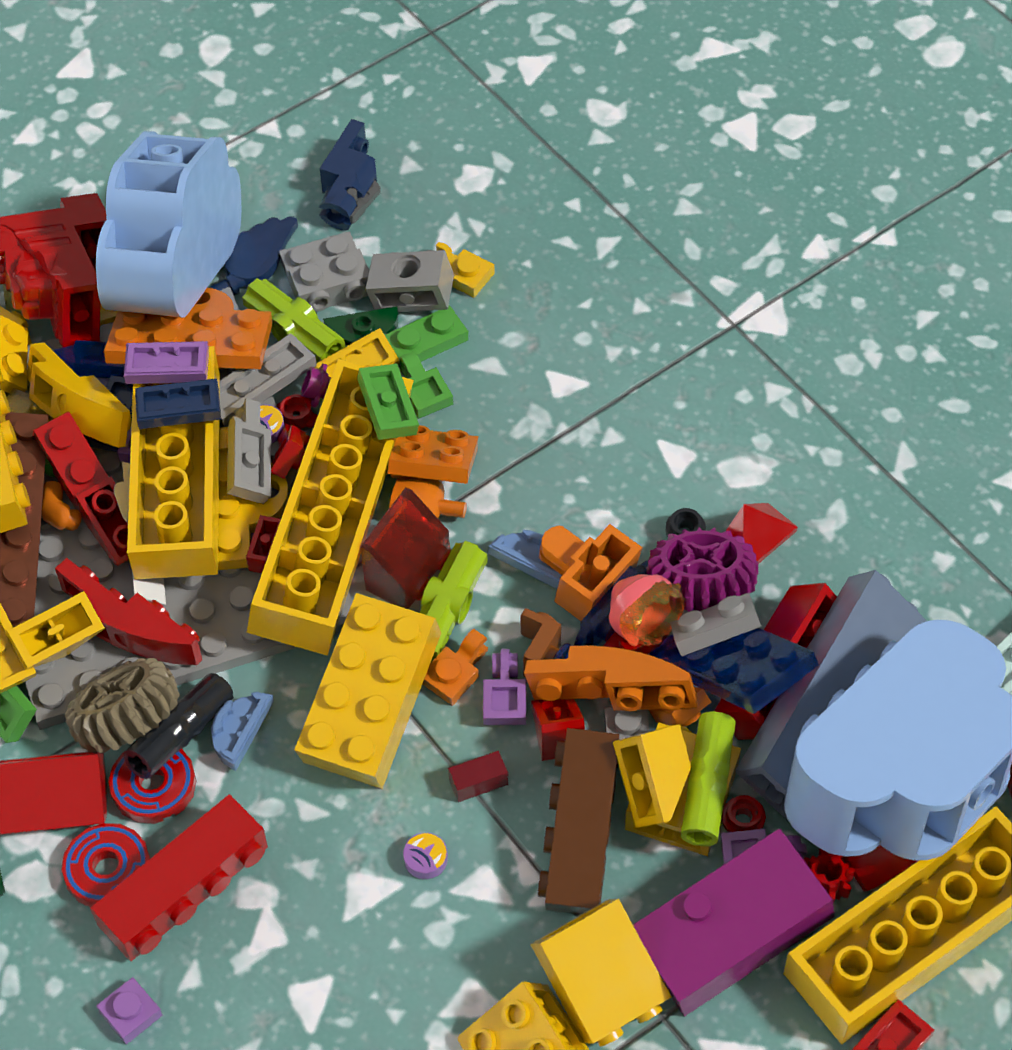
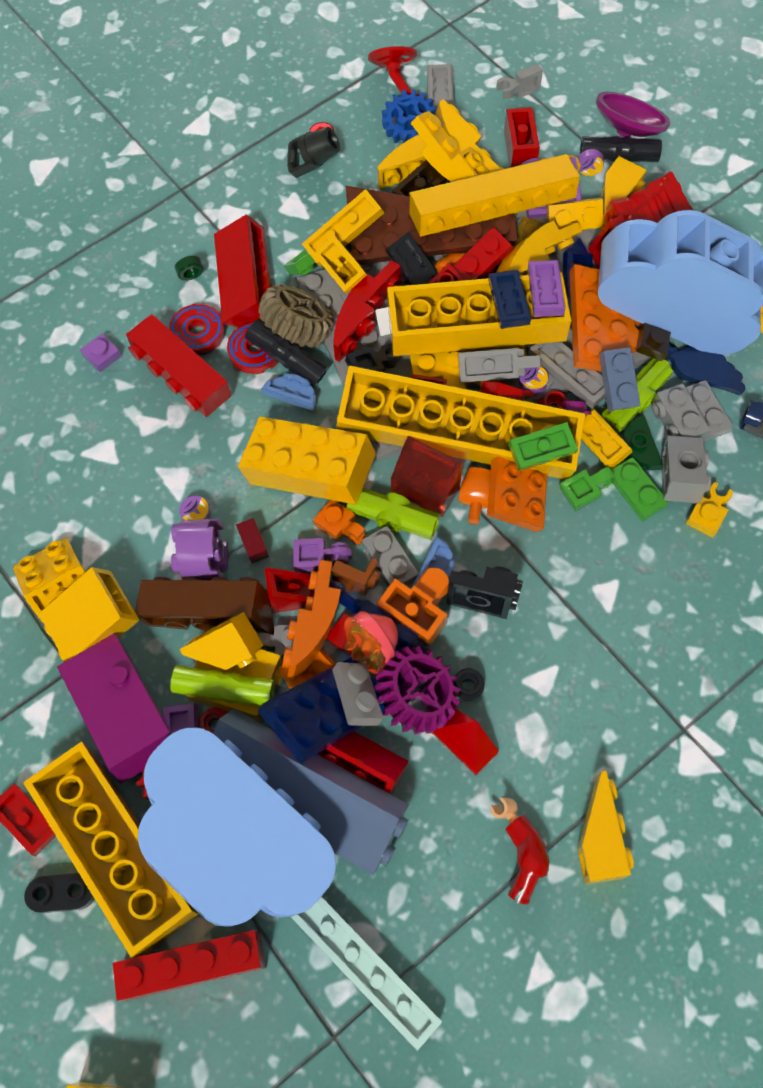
camera: 90 degrees right, 10 degrees up
(49, 547) = (413, 262): none -> black plate
(216, 612) = (372, 360): none -> black plate
(229, 286) = (653, 342): none -> dark brown plate
(288, 321) = (619, 379): none -> sand blue plate
(500, 613) = (391, 557): none -> light grey plate
(500, 827) = (199, 549): none -> medium lavender brick
(573, 482) = (487, 595): none -> black plate
(868, 405) = (601, 841): none -> yellow slope
(886, 470) = (531, 850): none -> red arm
(976, 996) = (58, 894): none -> black plate

